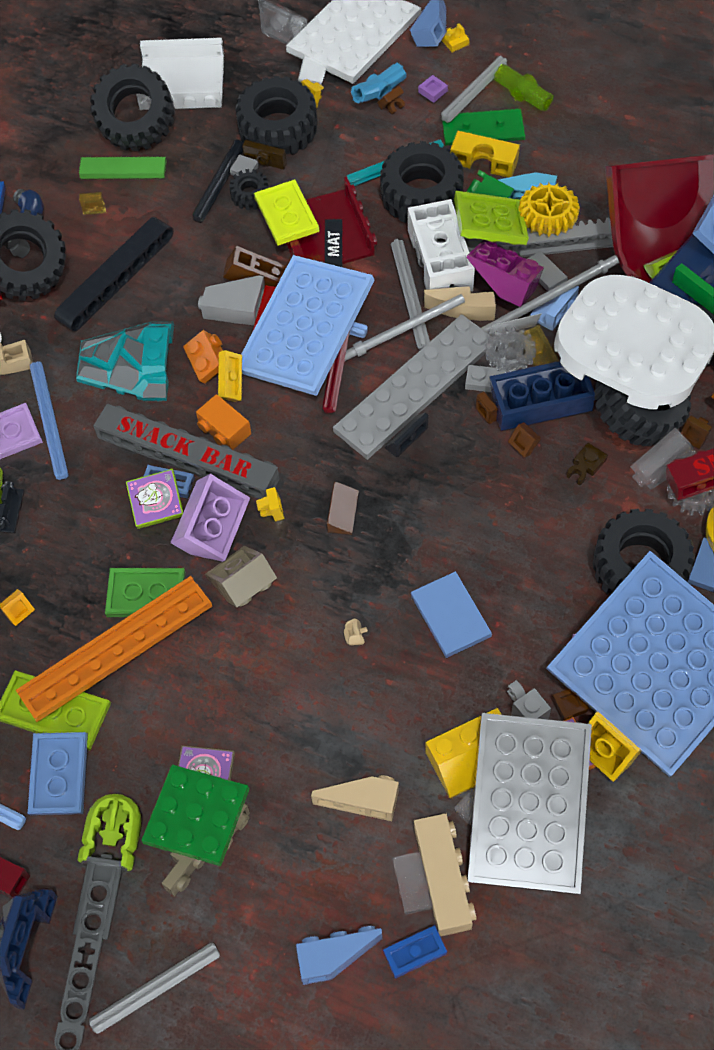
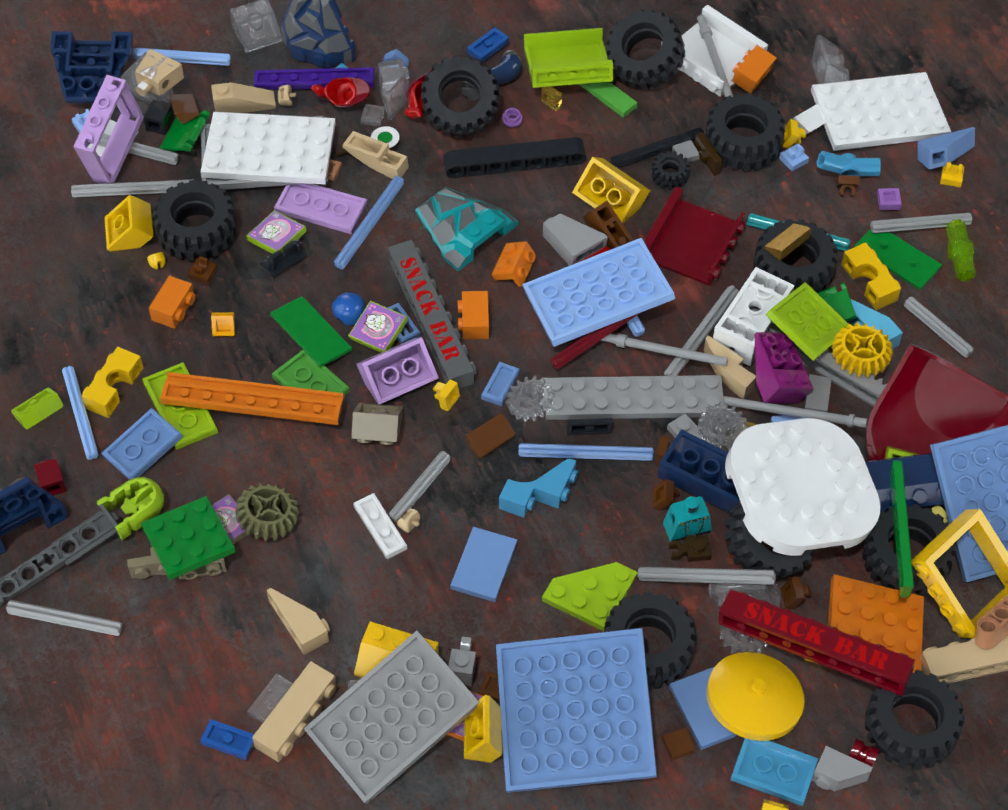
camera: 40 degrees right, 5 degrees down
(72, 162) = (567, 58): none -> lime panel
(76, 243) = (512, 117): none -> medium lavender plate
(100, 549) = (311, 331): none -> green piece
(111, 503) = (348, 308): none -> blue hair
(161, 65) = (706, 34): none -> light grey bar
(215, 238) = (606, 182): none -> yellow slope
(228, 65) = (753, 68): none -> orange brick
(230, 376) = (510, 286): yellow plate -> none
(248, 723) = (268, 518): none -> olive gear
(286, 212) = (671, 205): neon yellow tile -> none
(302, 461) = (500, 383): none -> medium blue tile
(328, 957) = (175, 694): medium blue slope -> none
(329, 109) = (794, 157): none -> light blue tile
(332, 598) = (420, 486): none -> light grey axle
(333, 242) = (688, 254): black sticker -> none
(335, 658) = (380, 526): none -> white tile
(343, 452) = (530, 398): none -> clear gear
(410, 168) = (788, 241): none -> pearl gold slope
(427, 458) = (585, 451): none -> medium blue axle
(439, 509) = (548, 489): none -> dark azure arch
(519, 324) = (747, 412): white sticker -> none
(555, 563) = (590, 592): none -> lime plate
(569, 154) = (939, 327): none -> light grey axle
(569, 437) = (687, 519): none -> teal torso
(631, 471) = (706, 575): none -> light grey axle

